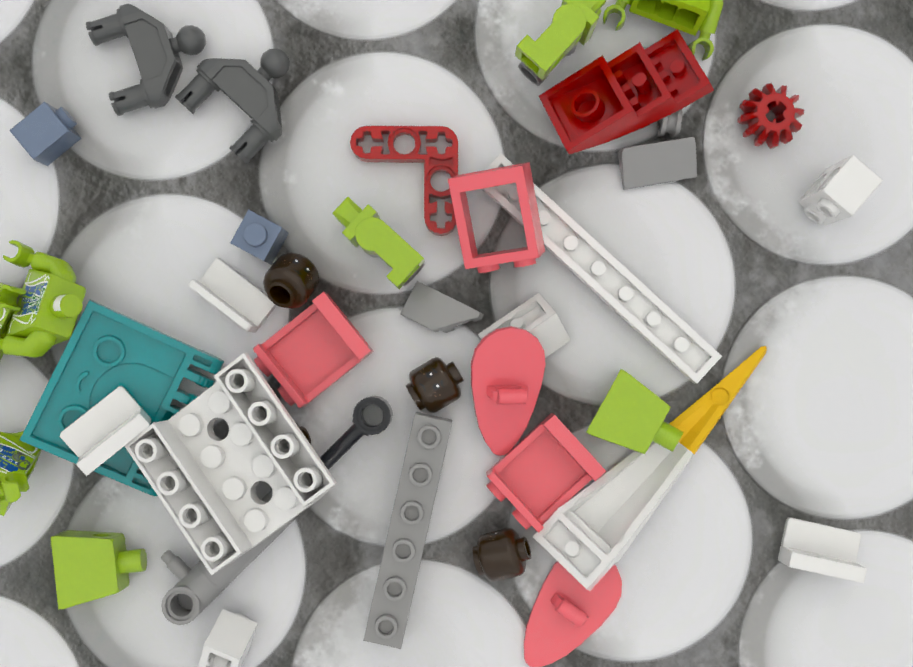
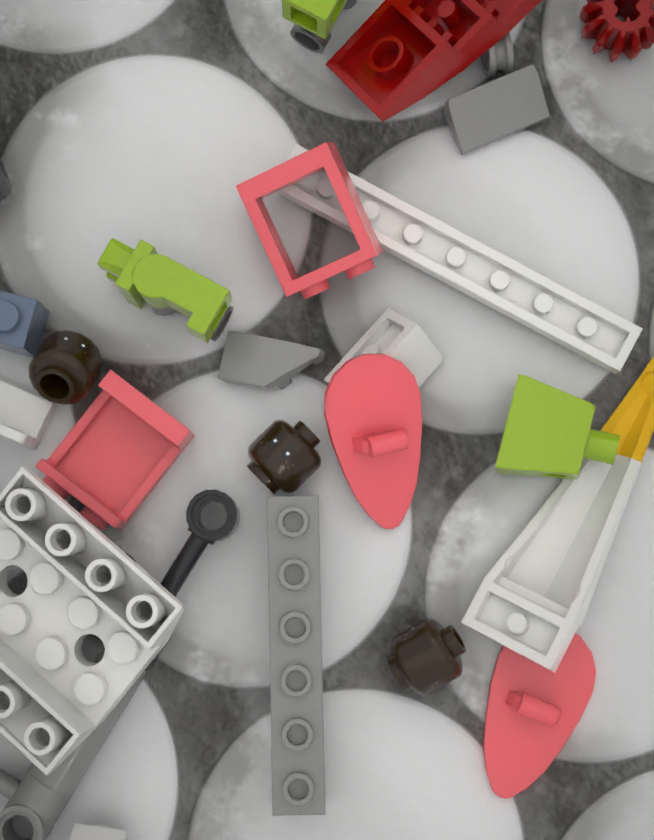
camera: 15 degrees left, 5 degrees down
(432, 162) = (212, 175): red beam -> none
(543, 472) = (454, 535): coral panel -> none

